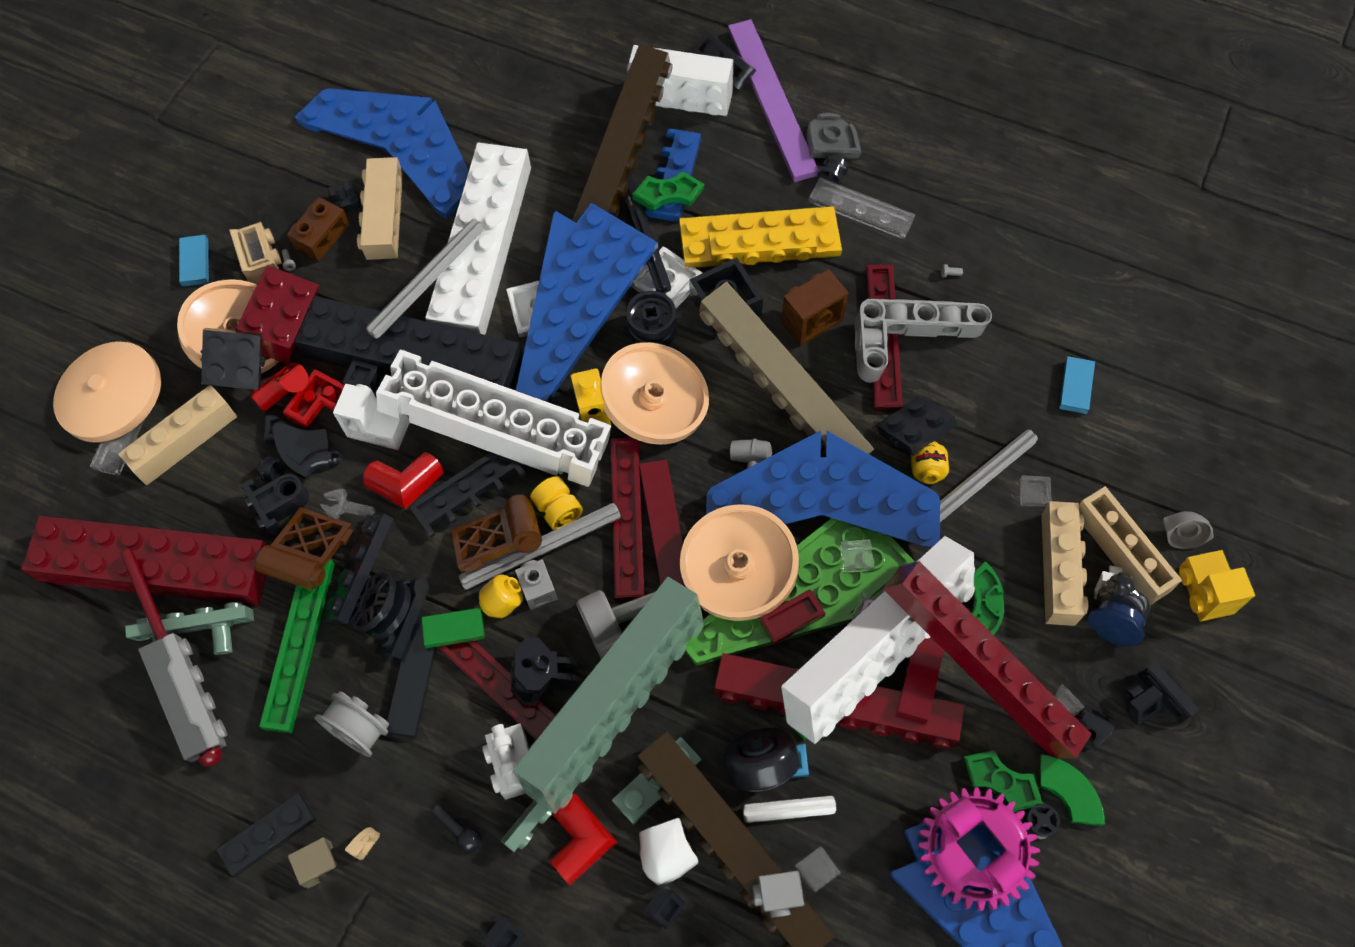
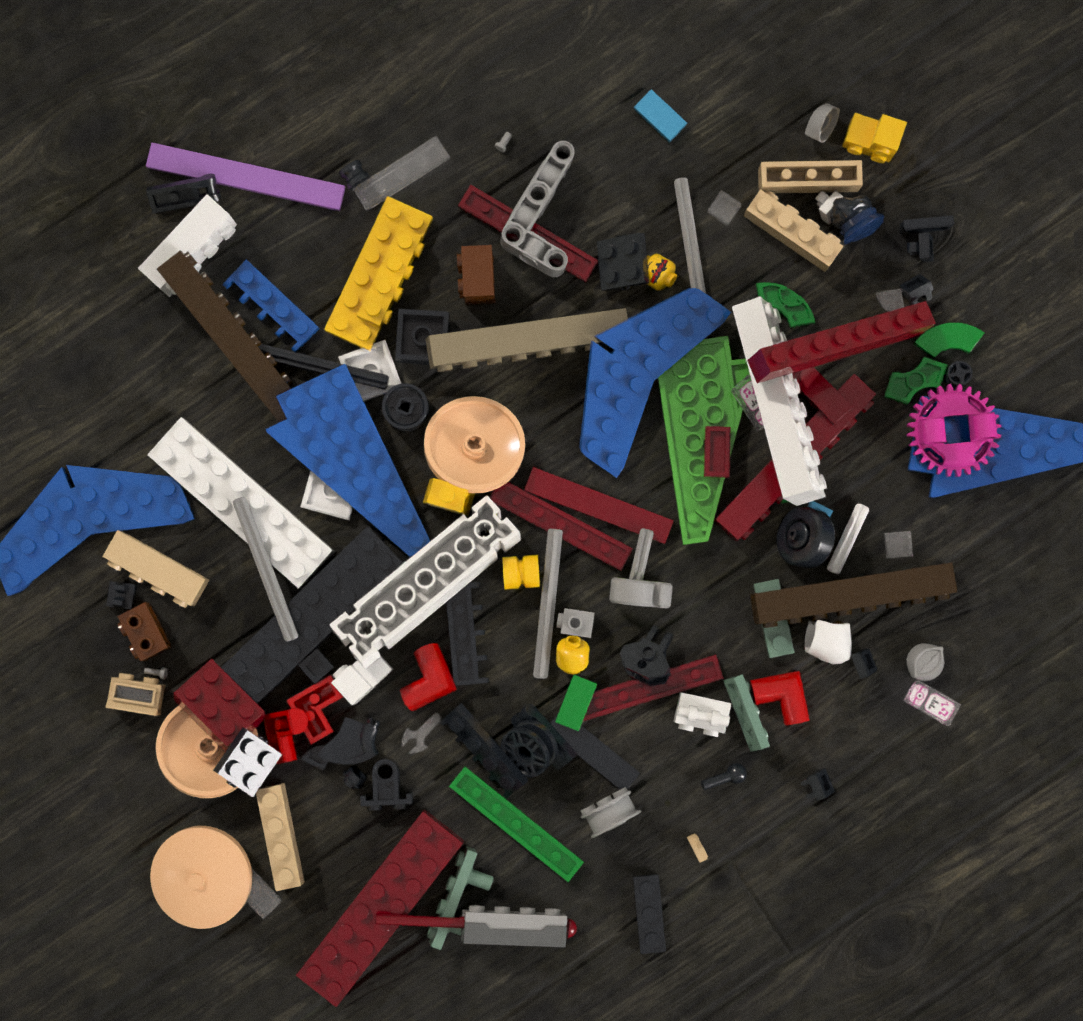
camera: 60 degrees left, 20 degrees up
(193, 260) = (108, 751): dark azure tile -> none
(295, 563) = (457, 796): reddish brown piece -> none
(312, 862) = (692, 889): dark tan panel -> none
(517, 527) = (527, 611): reddish brown piece -> none
(610, 696) = (705, 615): sand green brick -> none
(658, 192) = (296, 313): green tile -> none
(739, 562) = (656, 465): light nougat dish -> none
(750, 451) = (566, 399): light grey piece -> none
(778, 893) = (907, 583): light grey brick -> none
(832, 136) = (319, 153): dark grey tile -> none
(857, 556) = (700, 375): clear tile -> none

